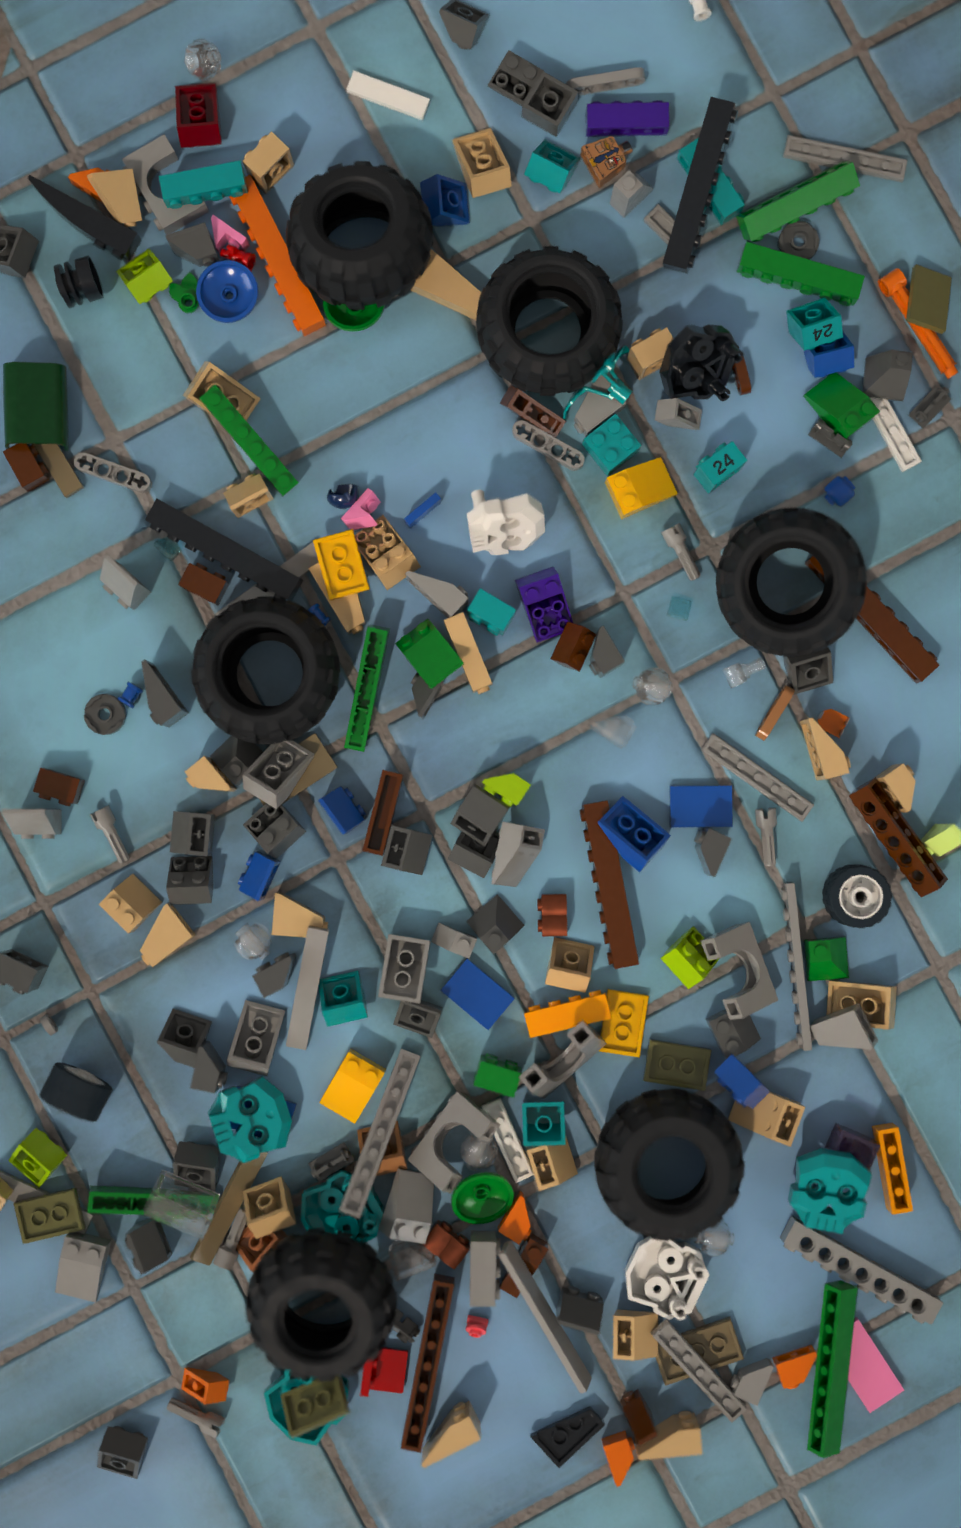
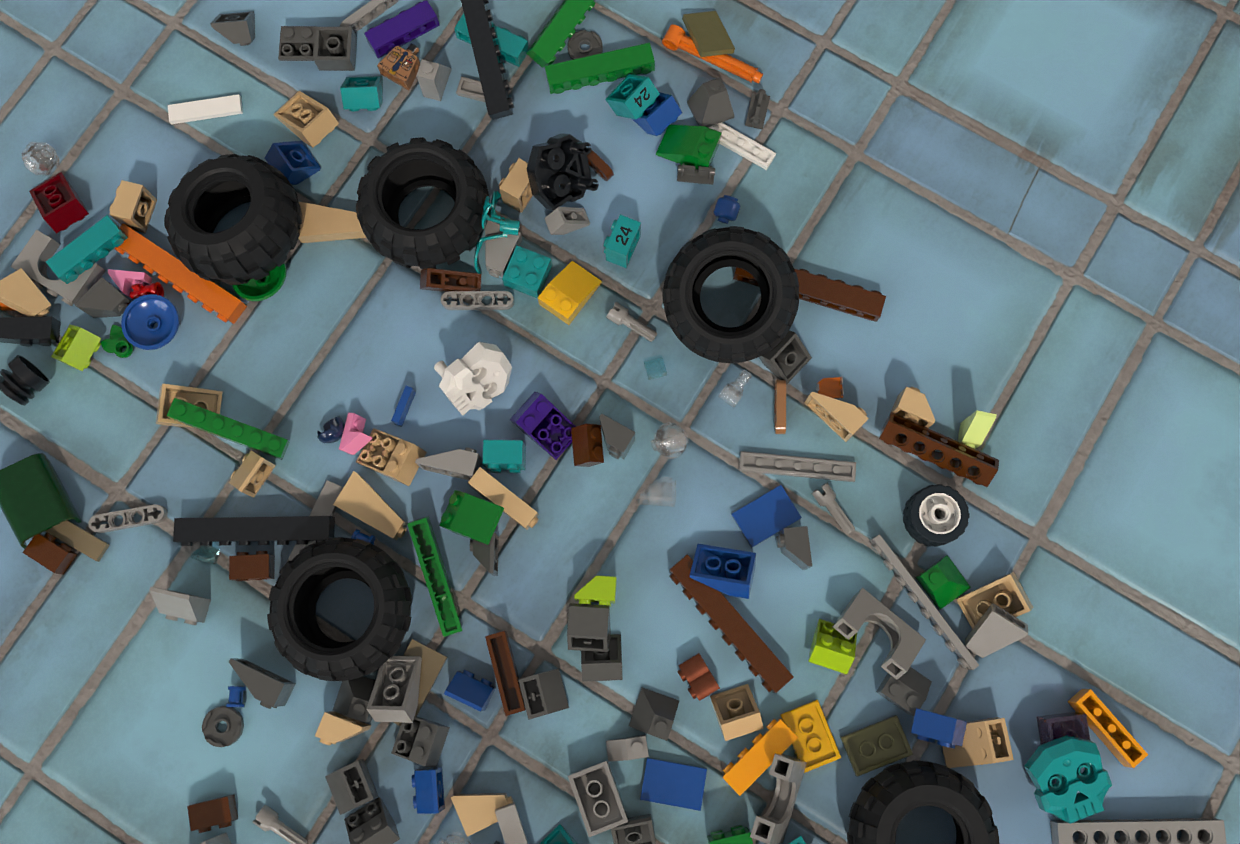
camera: 25 degrees left, 10 degrees down
(341, 564) = (358, 486): yellow tile -> none
(515, 853) = (636, 642): light grey slope -> none

